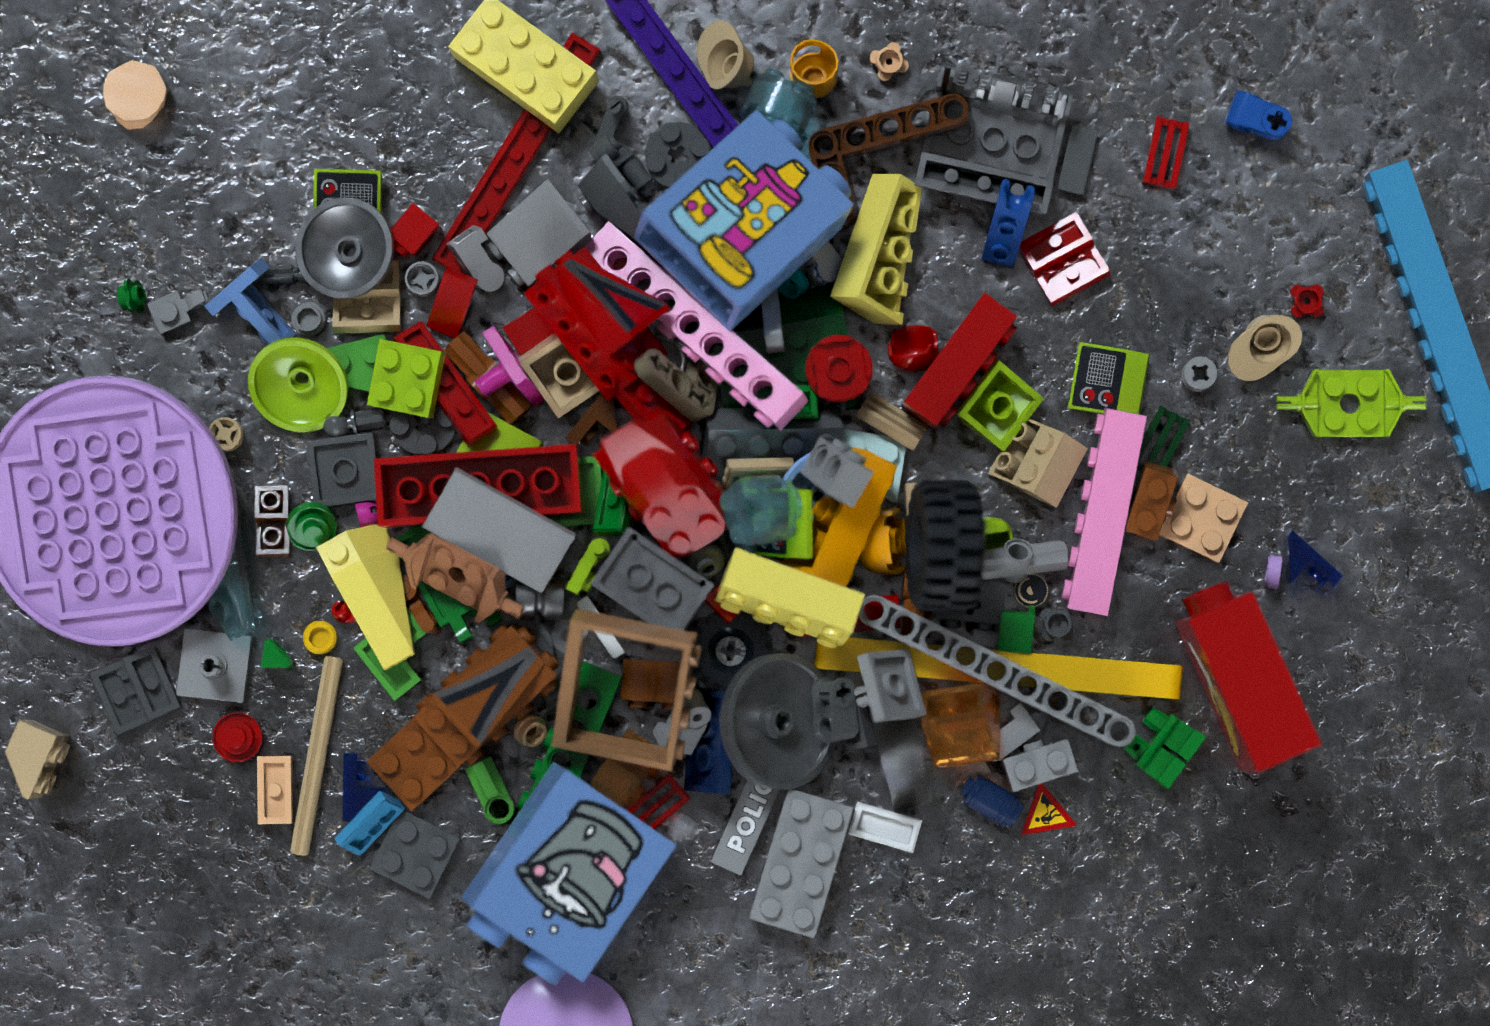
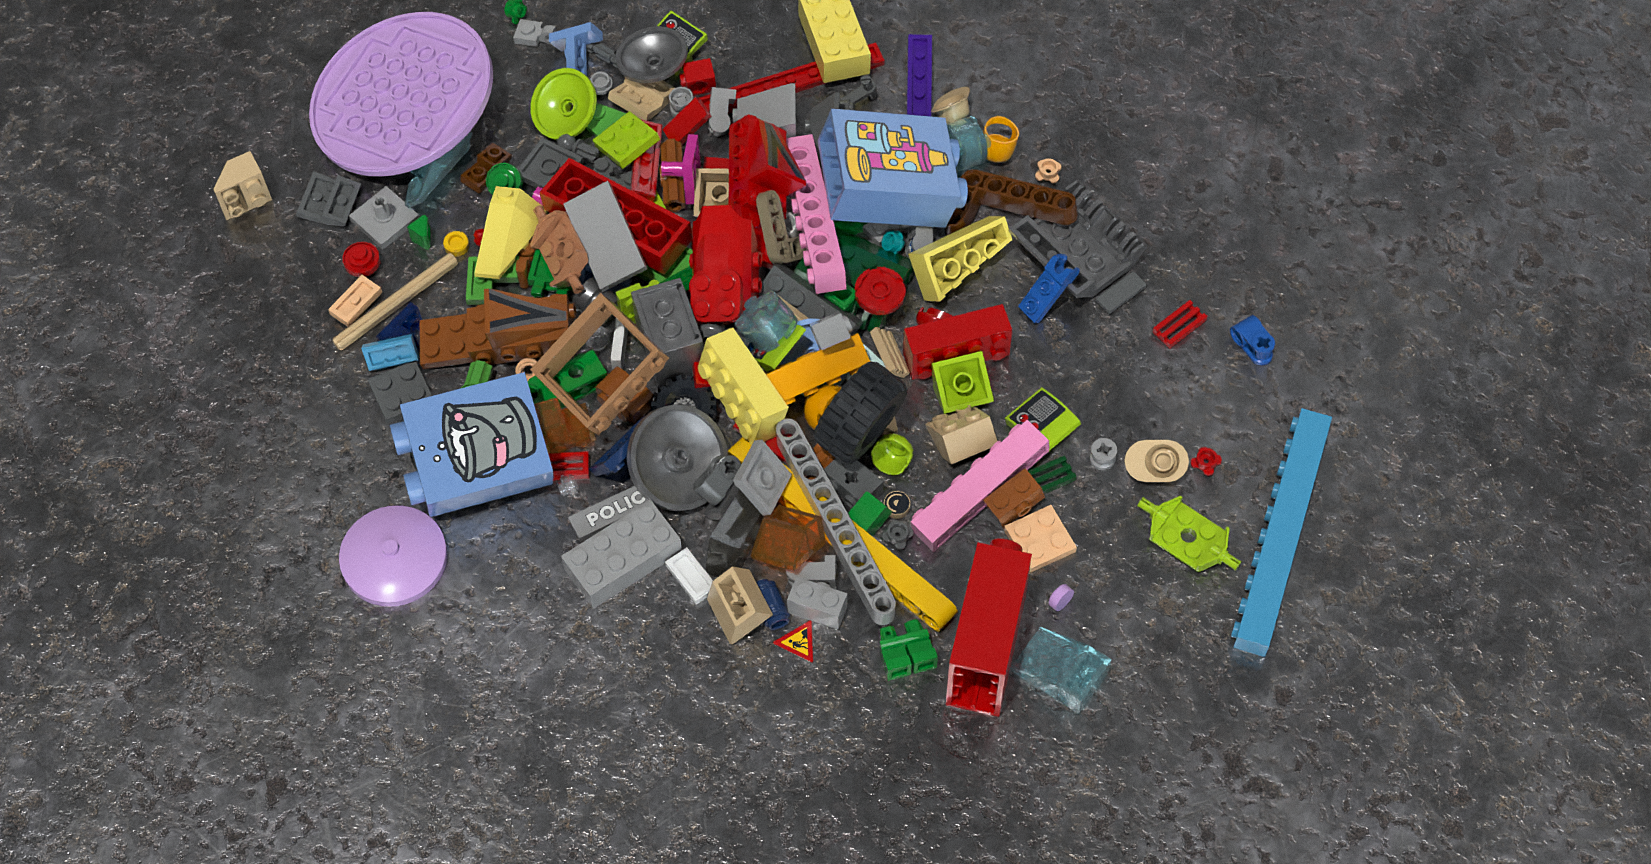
camera: 35 degrees right, 25 degrees down
(224, 433) = (497, 103): tan wheel -> none
(698, 722) = (623, 423): light grey leg -> none
(773, 323) = (864, 238): light grey beam -> none
(967, 829) = (737, 603): none -> tan slope
(1021, 558) = (900, 474): light grey piece -> none
(1064, 259) = (1069, 339): slope -> none
(1300, 554) = (1086, 602): clear blue slope -> none
(1332, 649) = (1062, 668): none -> clear light blue slope

